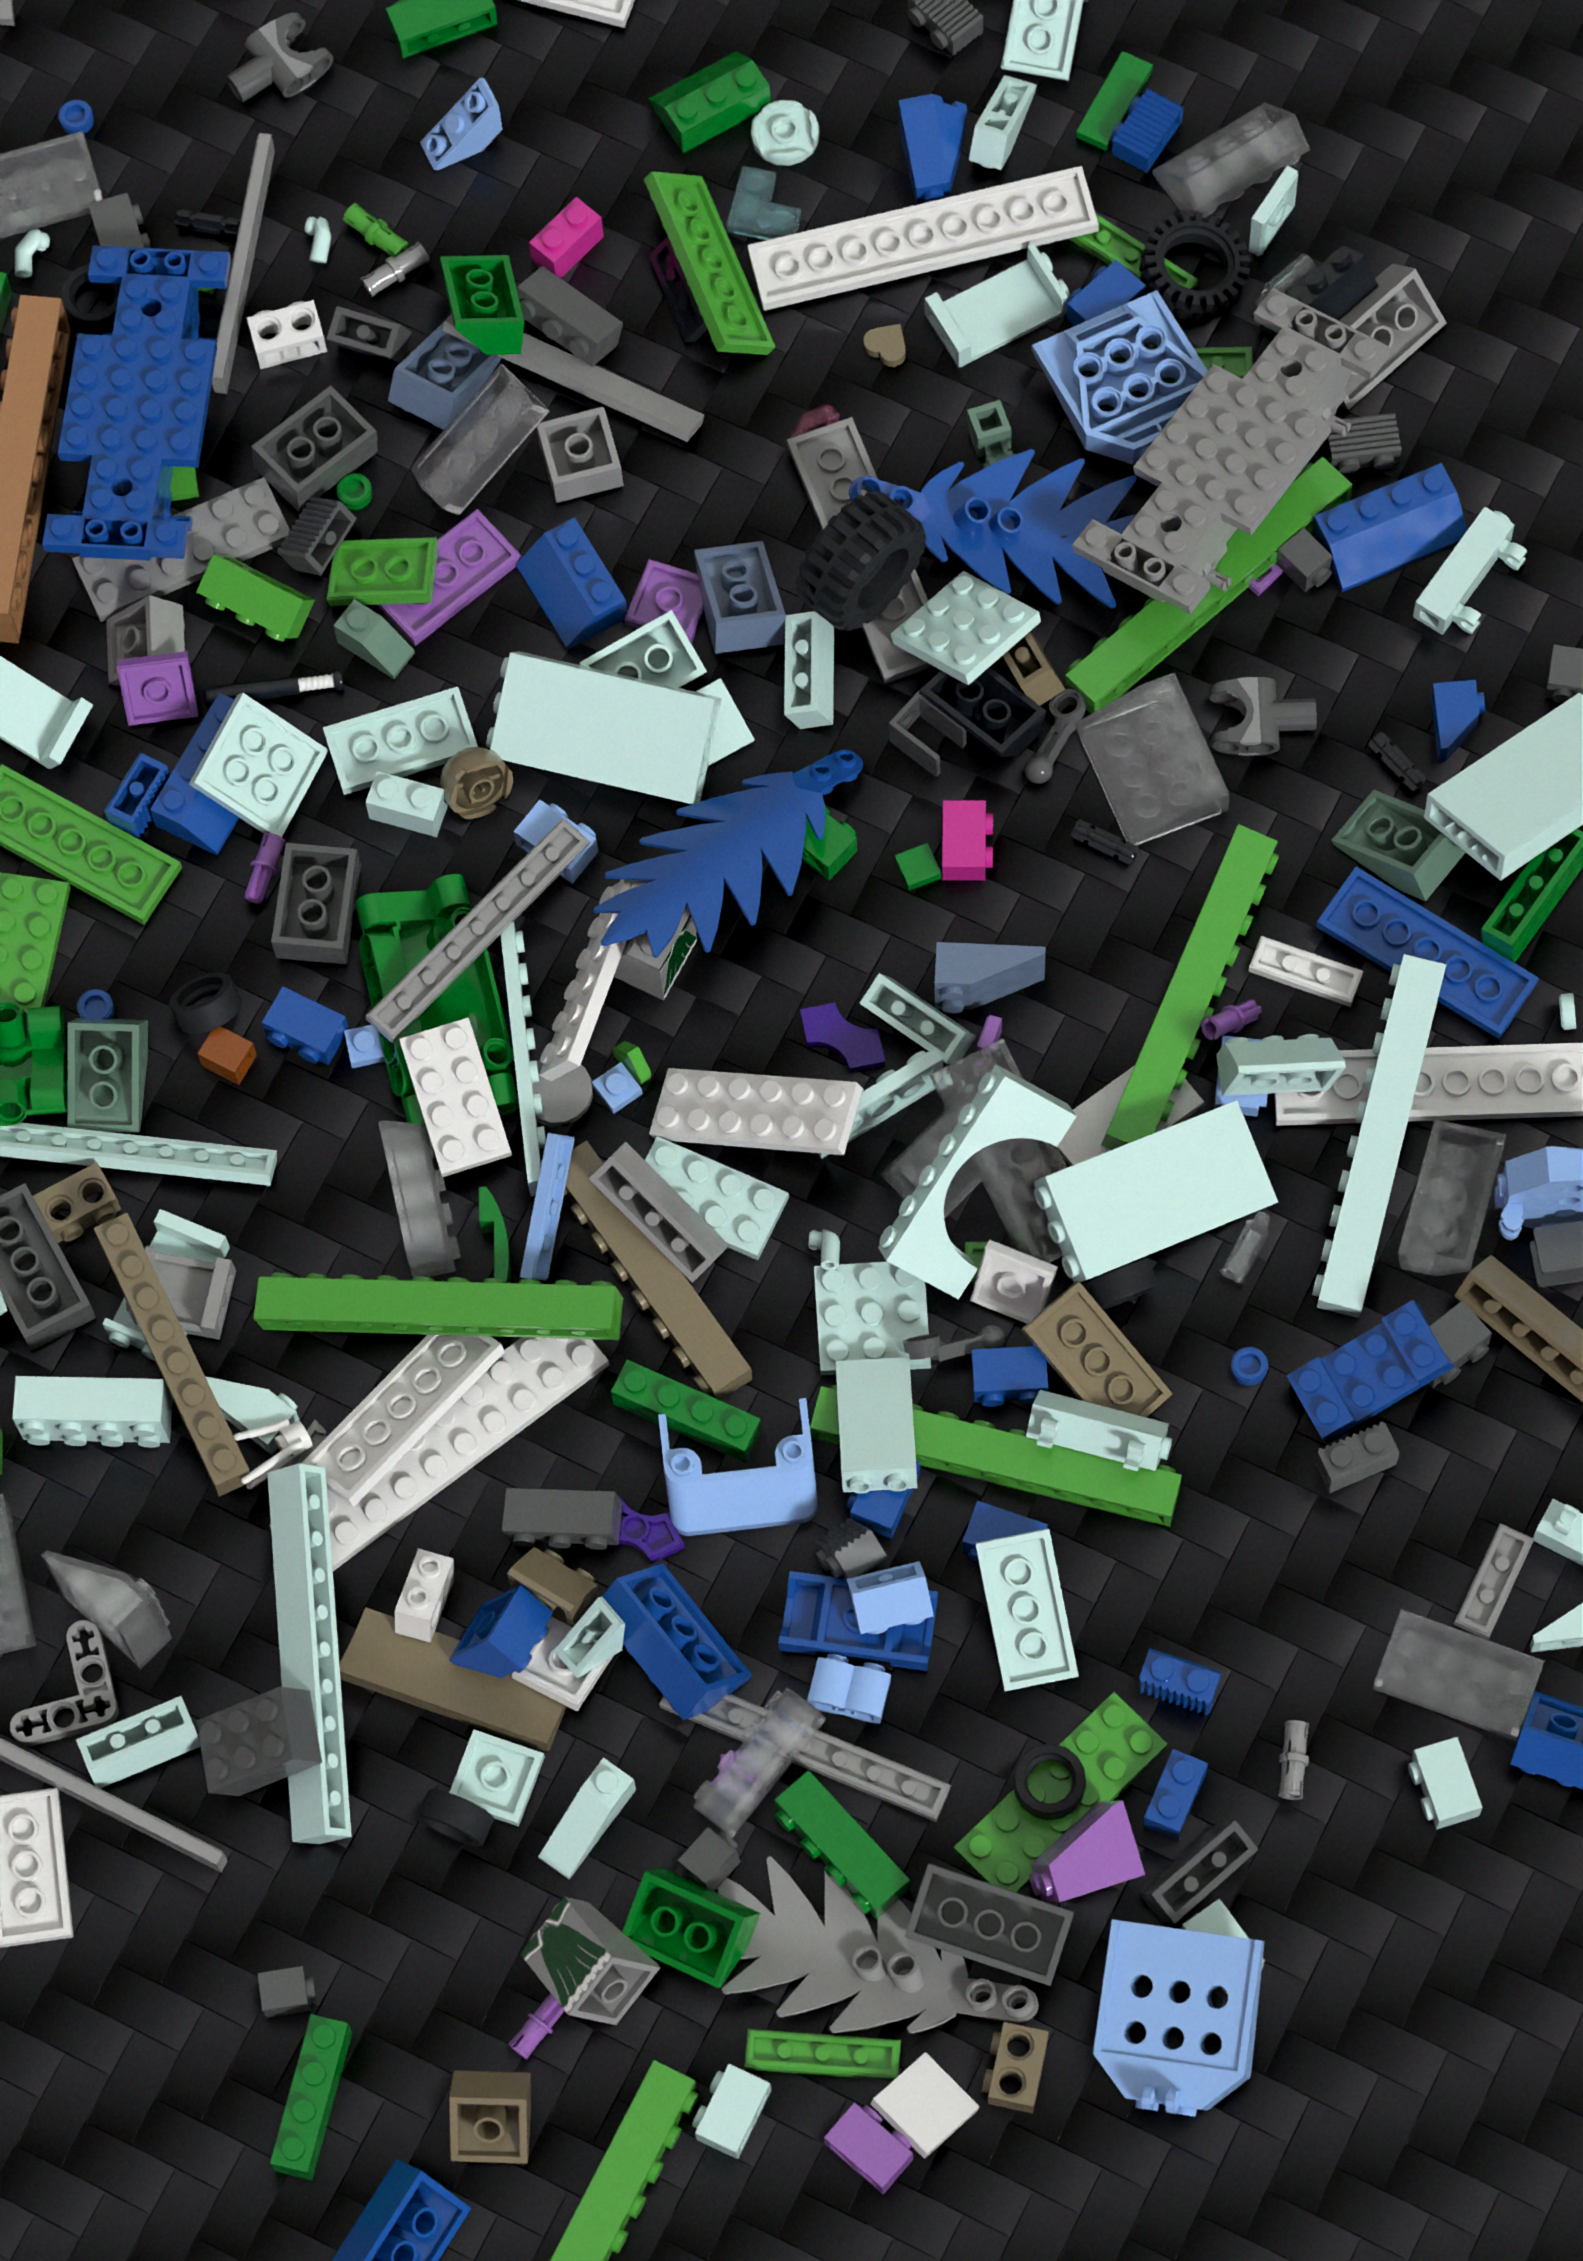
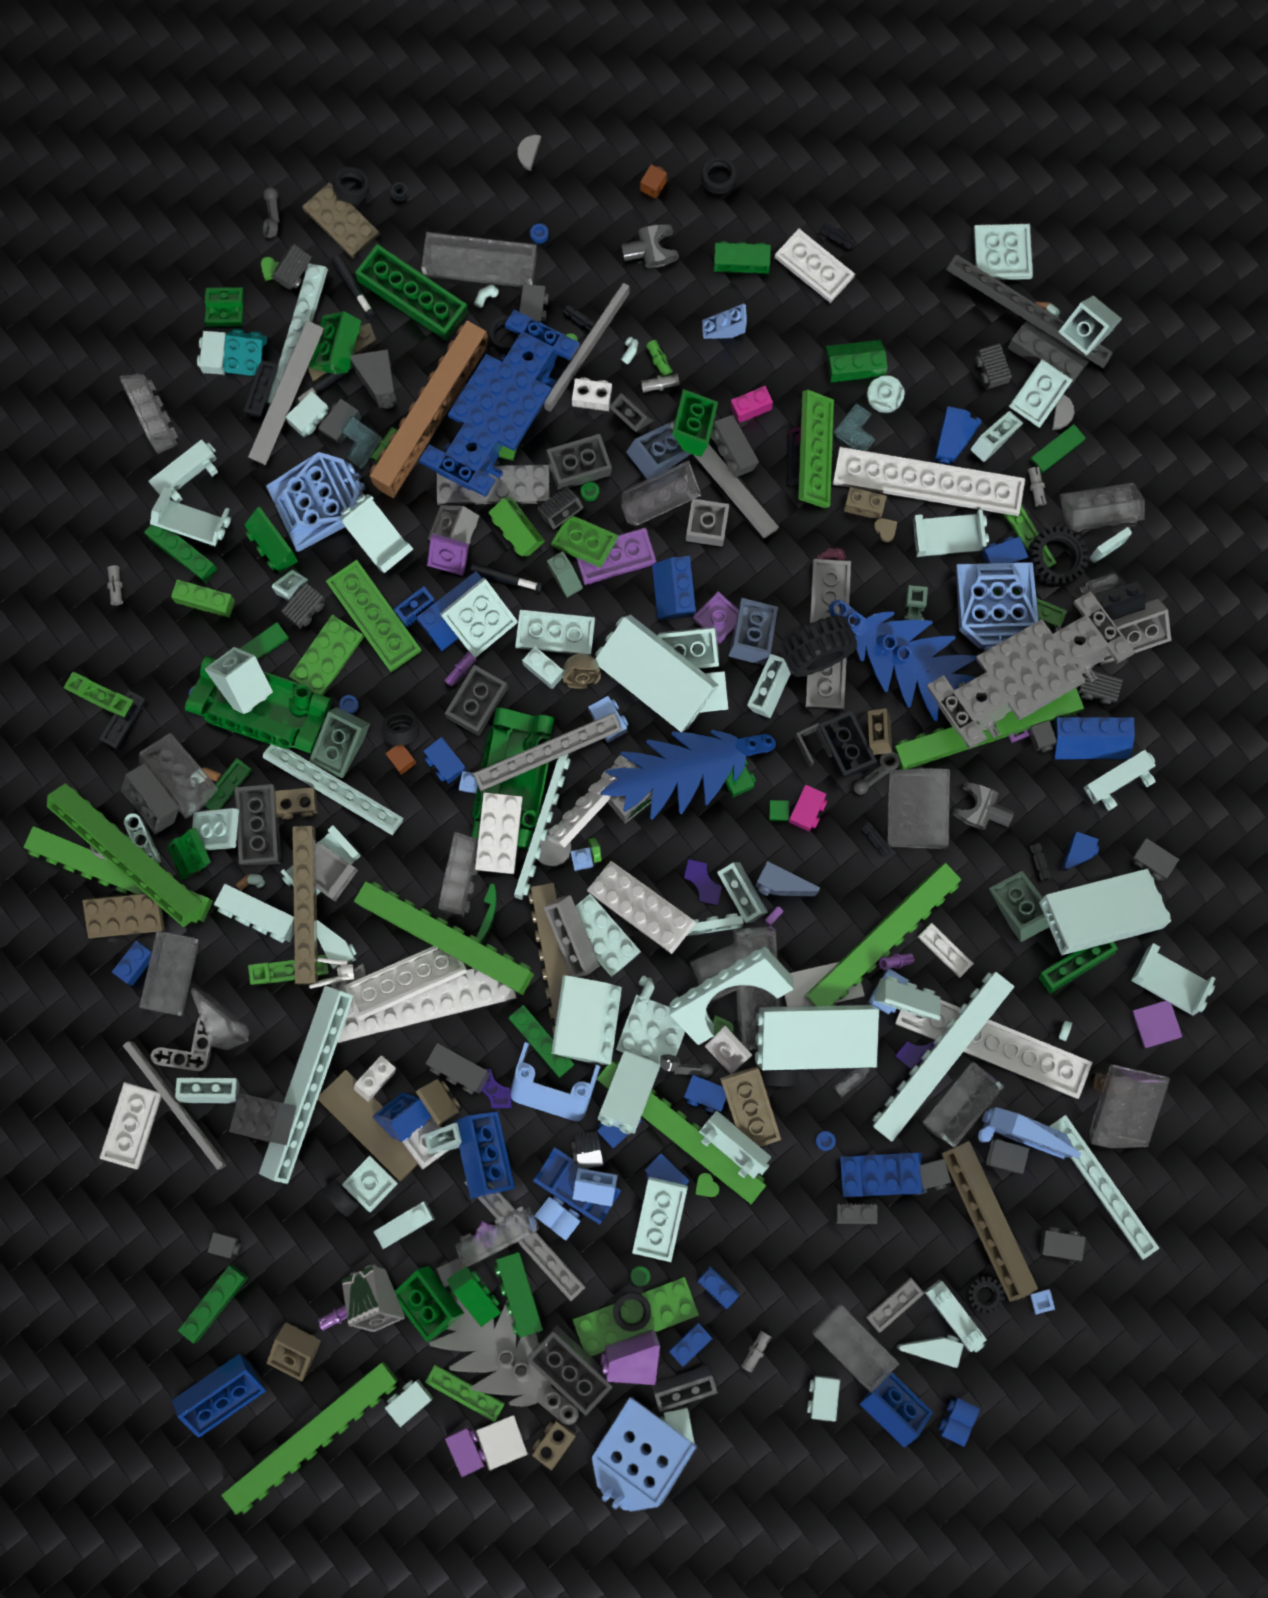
camera: 20 degrees right, 10 degrees up
(60, 1362) = (250, 879): none -> arm
(177, 1494) = (279, 971): none -> bright green slope
(547, 1207) = (519, 909): light blue tile -> none
(749, 1335) = (586, 1020): none -> light aqua slope
(765, 1871) = (474, 1295): none -> green brick
(832, 316) = (865, 503): none -> dark tan brick
(965, 627) = (856, 700): light aqua plate -> none
(1036, 1726) = (640, 1276): none -> green tile
(1081, 1528) = (706, 1186): none -> bright green tile
(1096, 41) = (1063, 413): none -> light grey tile
(1108, 173) = (1037, 486): none -> light grey pin
(1146, 130) = (1066, 472): blue brick -> none
(1328, 1160) = (911, 1054): none -> dark purple tile
(1388, 925) = (1003, 955): blue plate -> none

